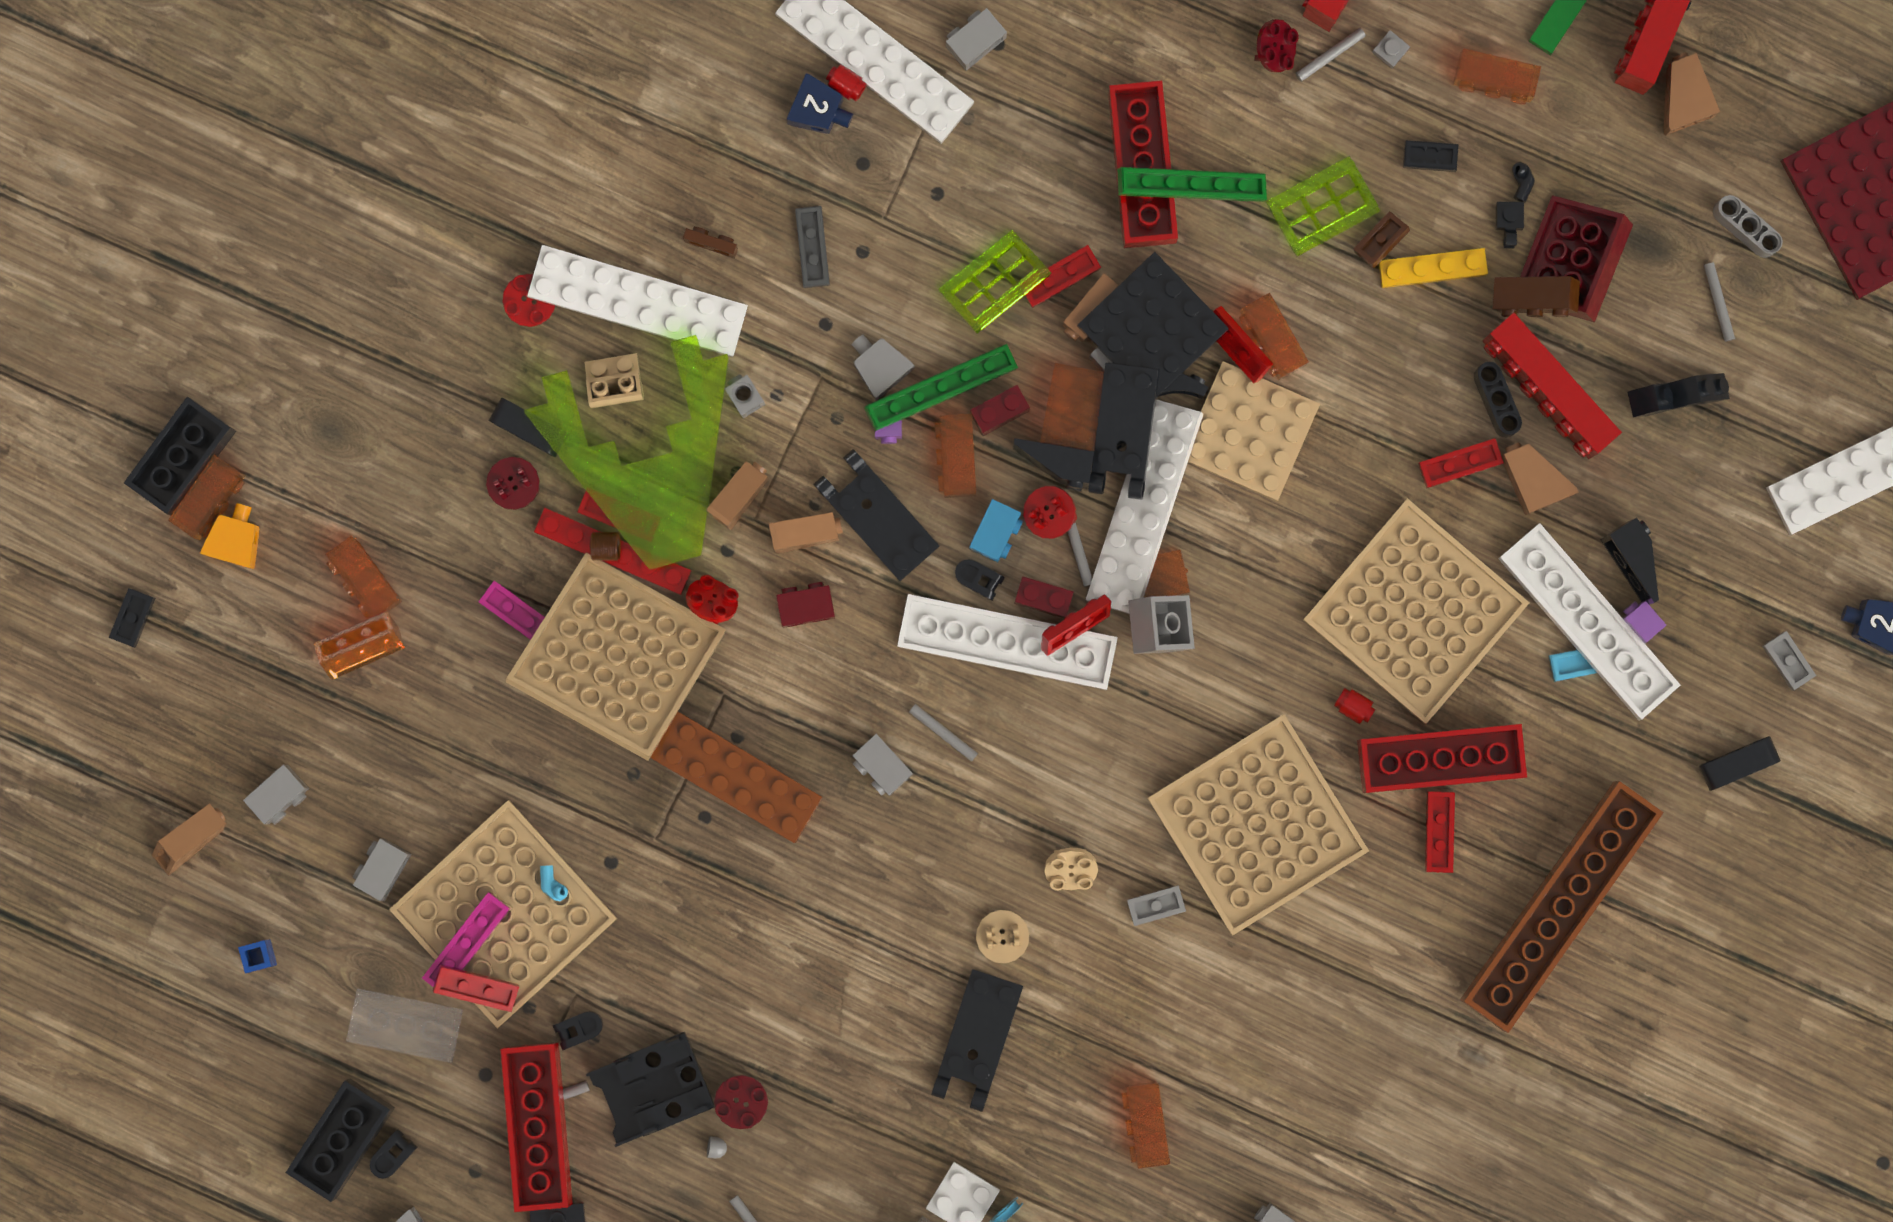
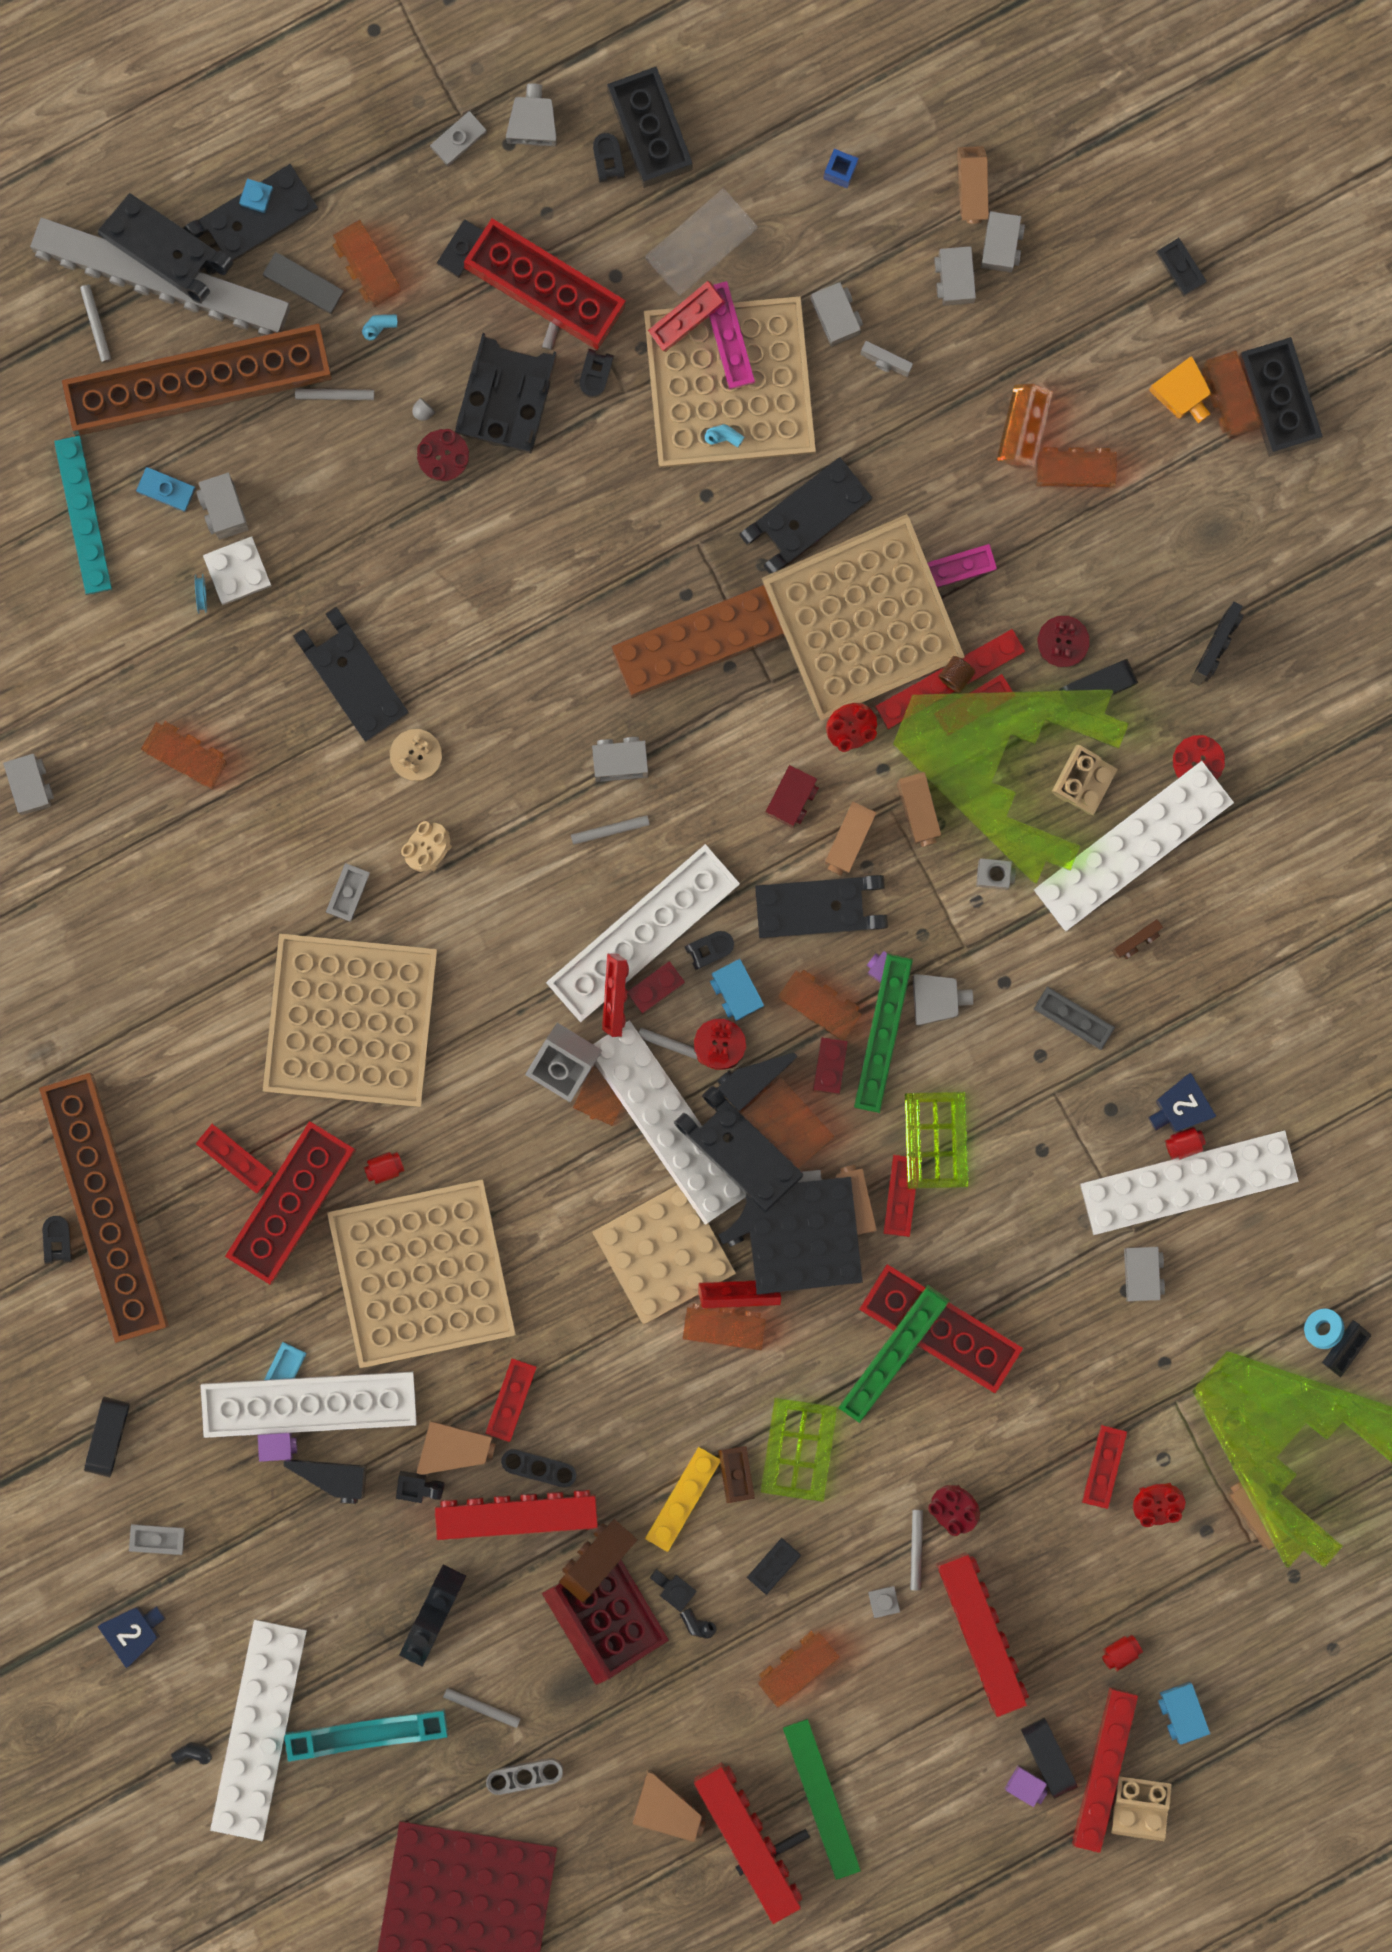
camera: 120 degrees right, 0 degrees up
(220, 779) = (1001, 242): none -> light grey brick
(389, 799) = (886, 360): none -> light grey plate
(422, 354) = (1218, 644): none -> black plate
(553, 766) = (817, 508): none -> black hinge
(1589, 485) = (414, 1487): none -> black plate
(1608, 932) = (56, 1230): none -> black plate
(1840, 402) = (366, 1734): none -> teal arch

